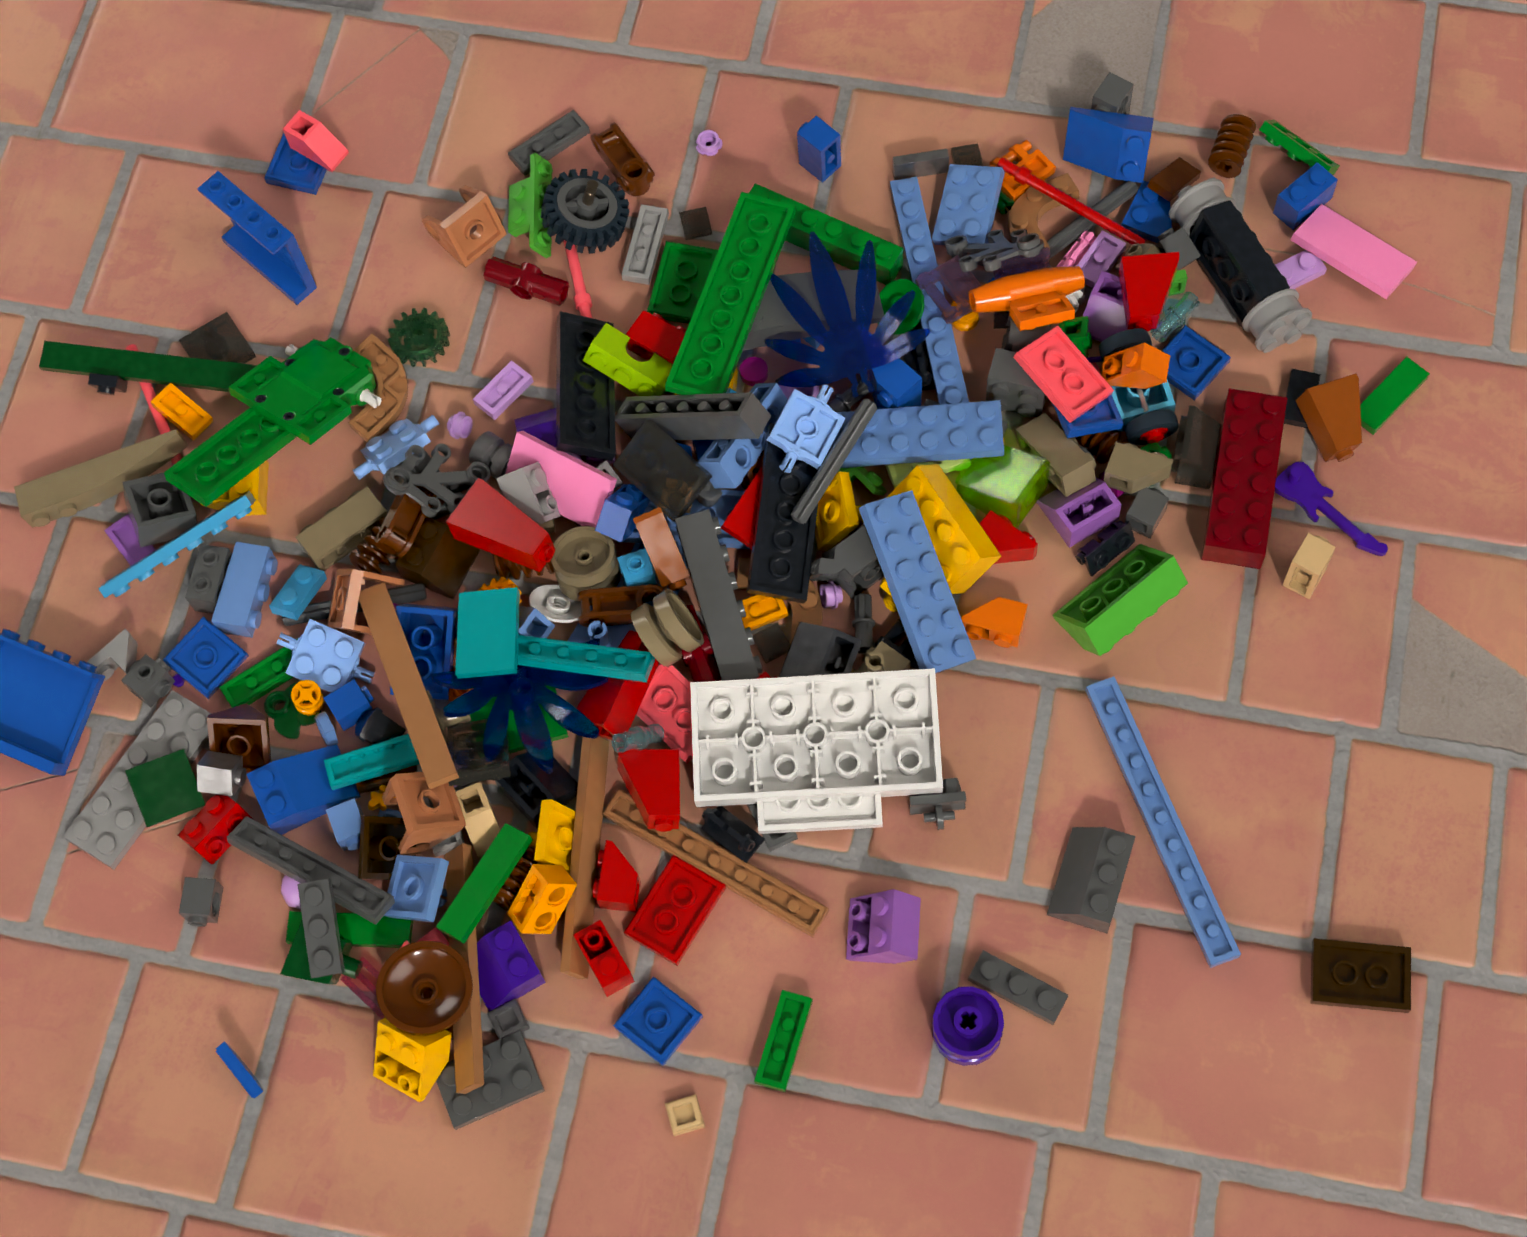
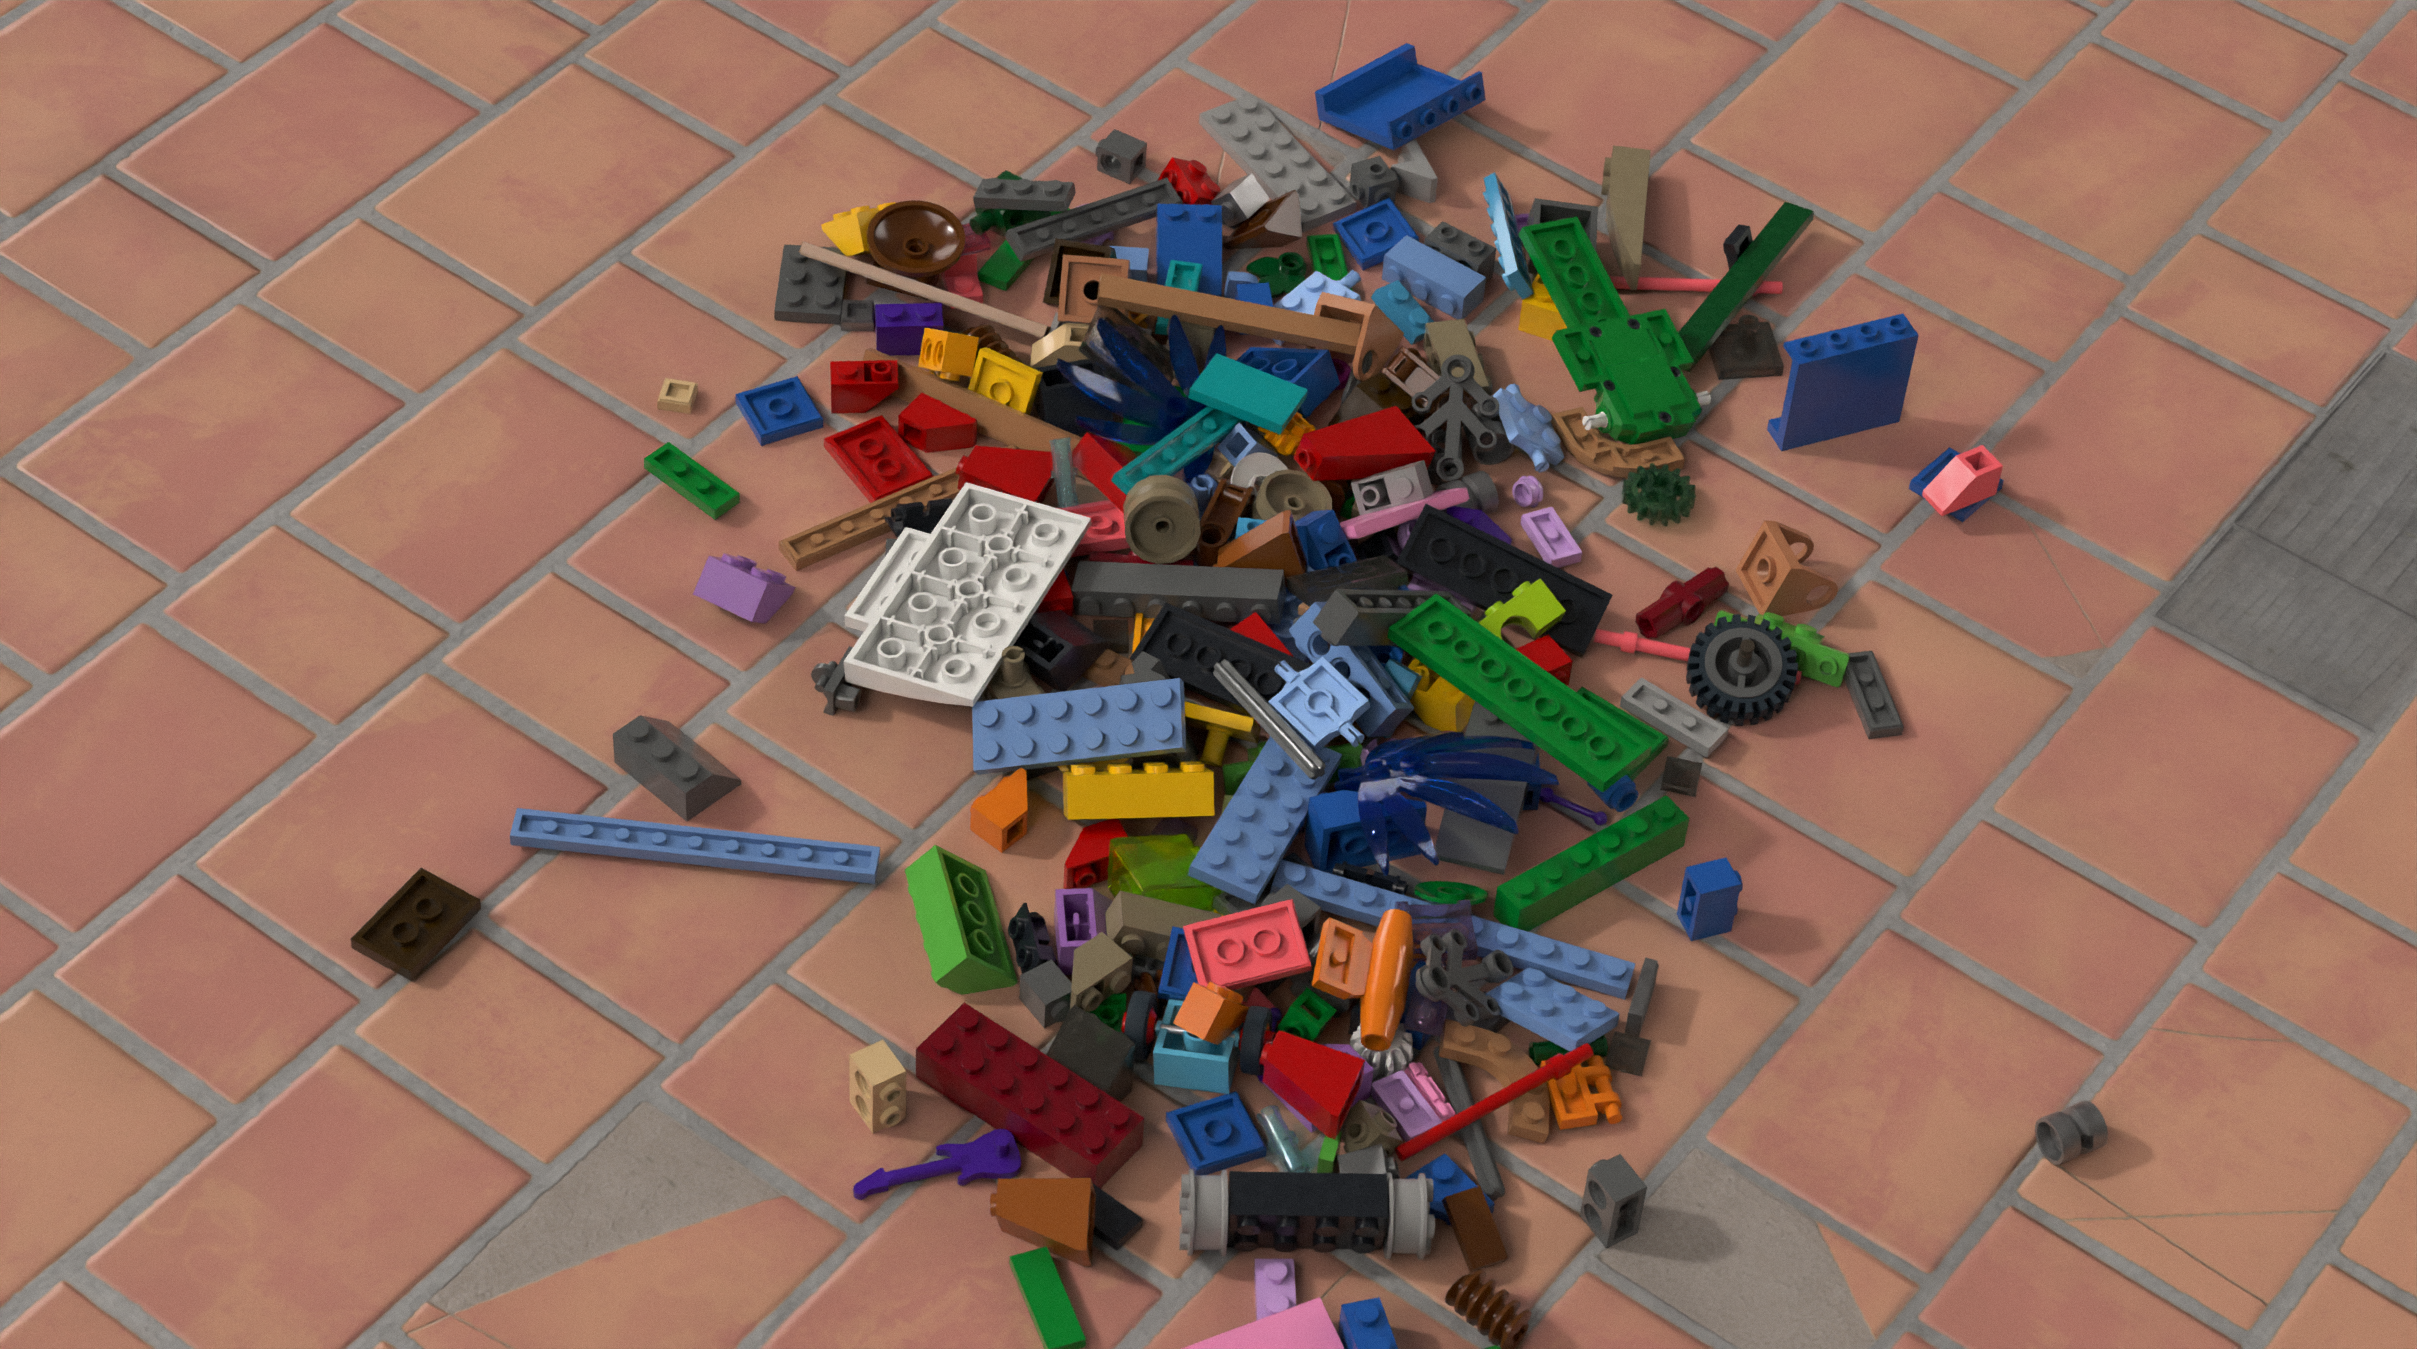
camera: 105 degrees right, 20 degrees down
(164, 788) = (1251, 153): dark green tile -> none
(181, 411) = (1675, 294): light orange plate -> none
(239, 1070) = (938, 132): blue tile -> none
(303, 692) = (1281, 277): light orange wheel -> none
(417, 887) = (1022, 278): medium blue tile -> none
(484, 883) = (991, 315): green tile -> none
(623, 161) = (1804, 739): reddish brown piece -> none
(708, 137) = (1787, 825): lavender plate -> none
(971, 1007) = (600, 602): dark purple wheel -> none
(1018, 987) = (612, 668): dark grey plate -> none
(1108, 143) = (1545, 1180): blue slope -> none

